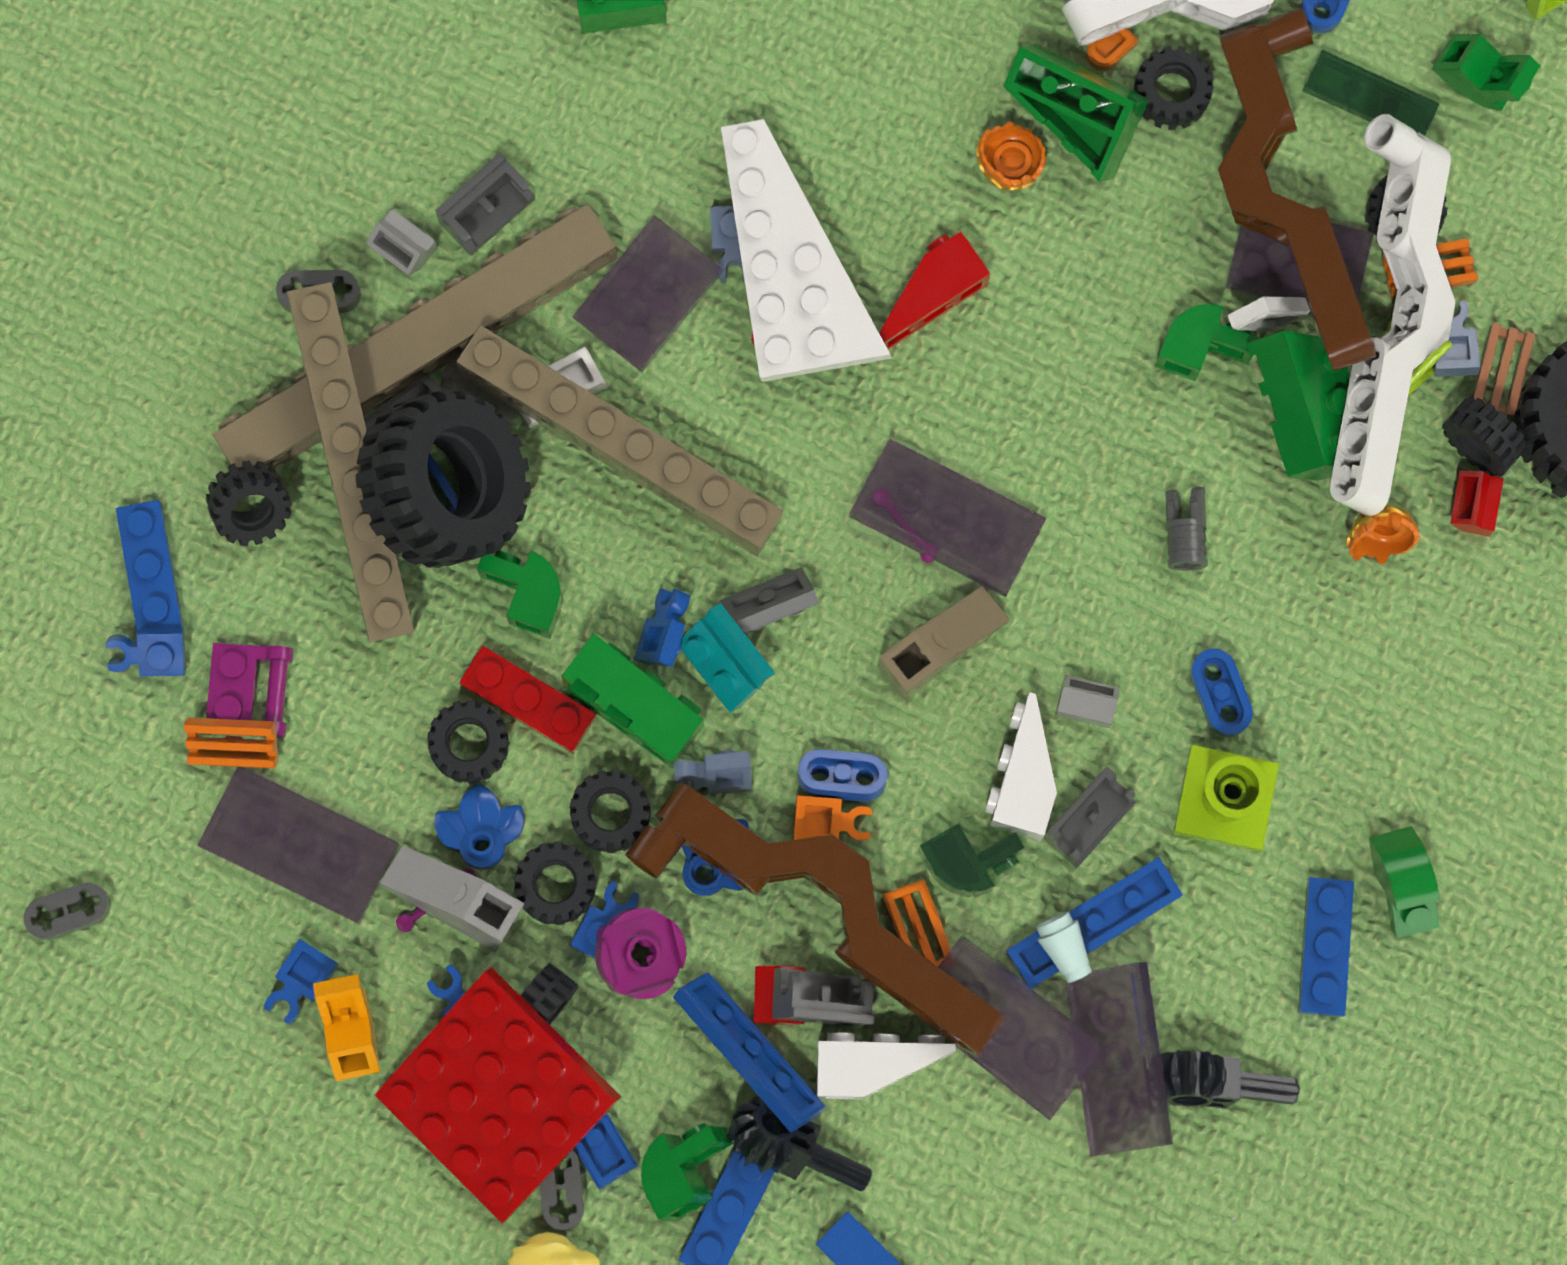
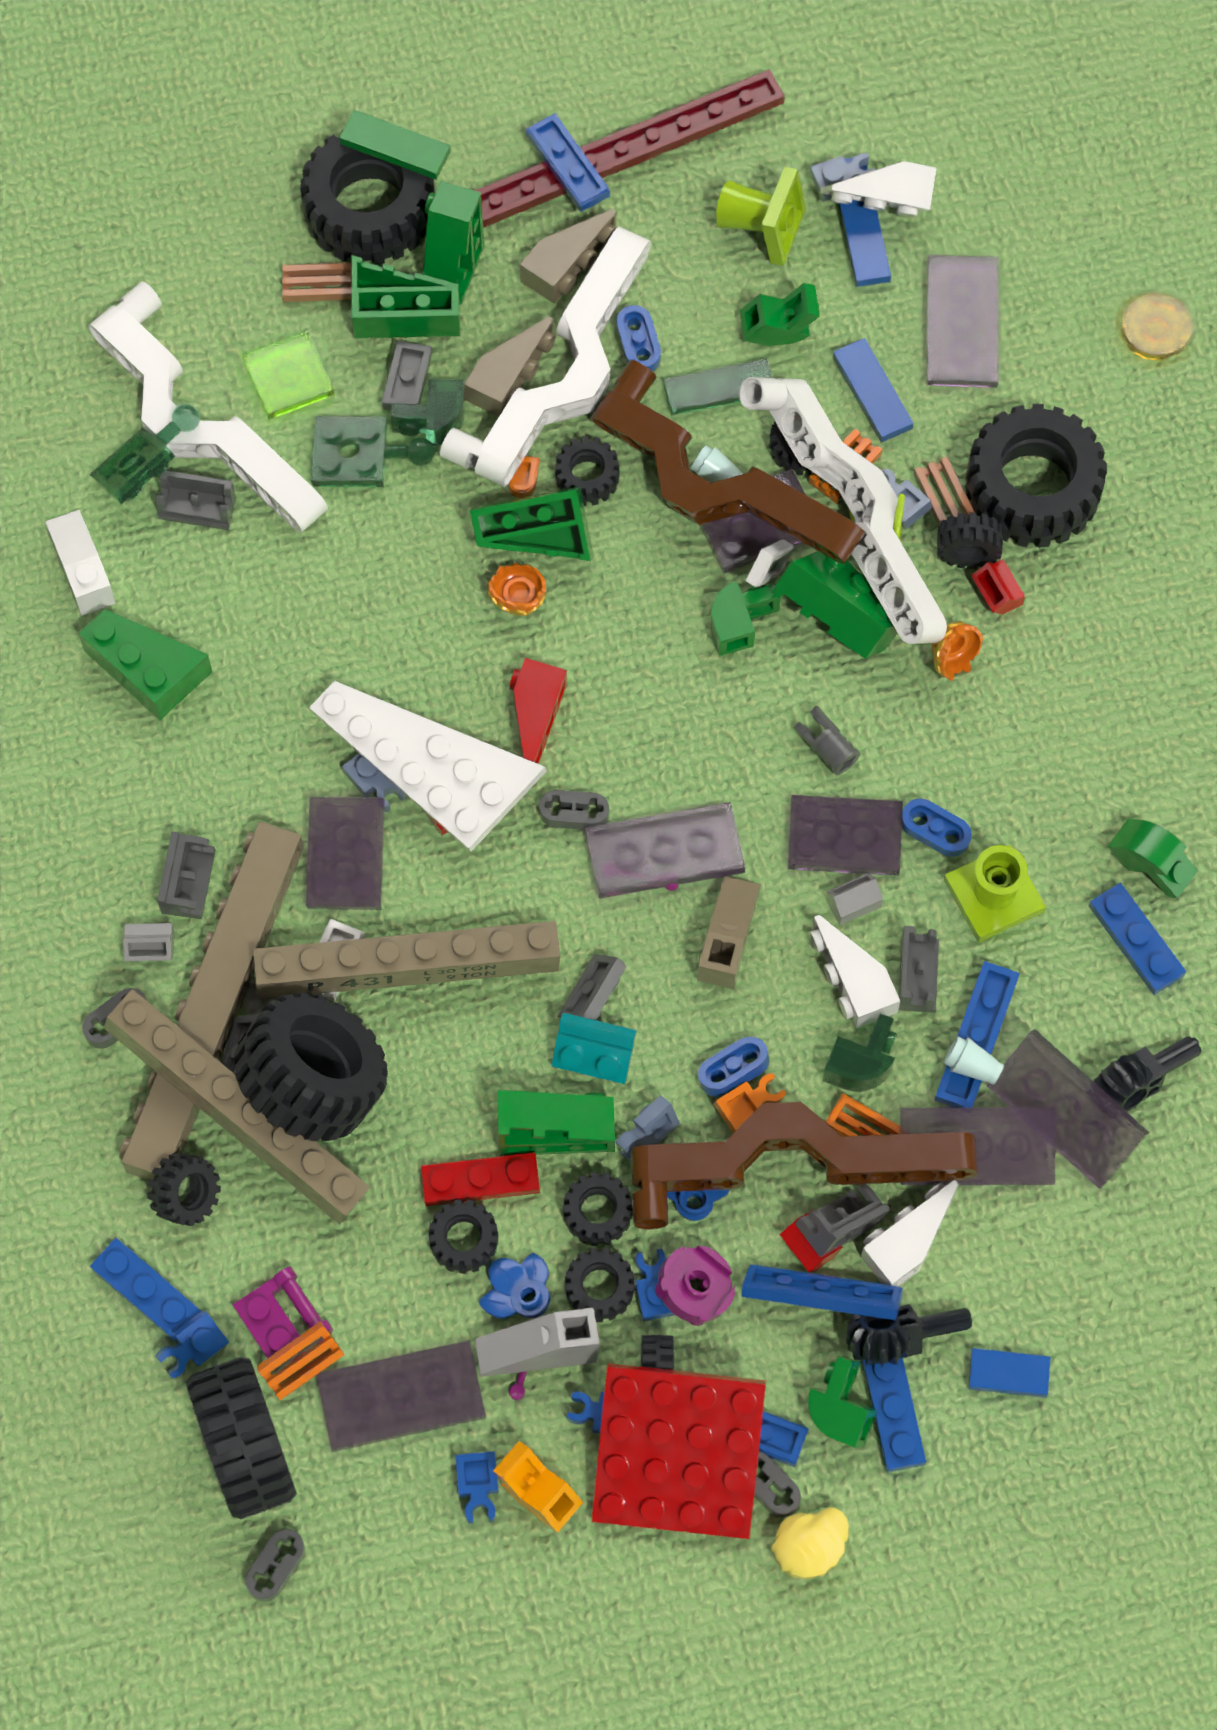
camera: 35 degrees left, 10 degrees down
(110, 777) = (240, 1438): none -> black tyre
(537, 588) = (425, 1097): green brick -> none
(663, 633) = (538, 1063): blue plate -> none
(900, 405) = (572, 802): none -> dark grey beam
(1129, 633) = (845, 835): none -> clear purple plate
(1300, 177) = (714, 465): none -> light aqua cone
(1519, 212) = (873, 390): none -> tile

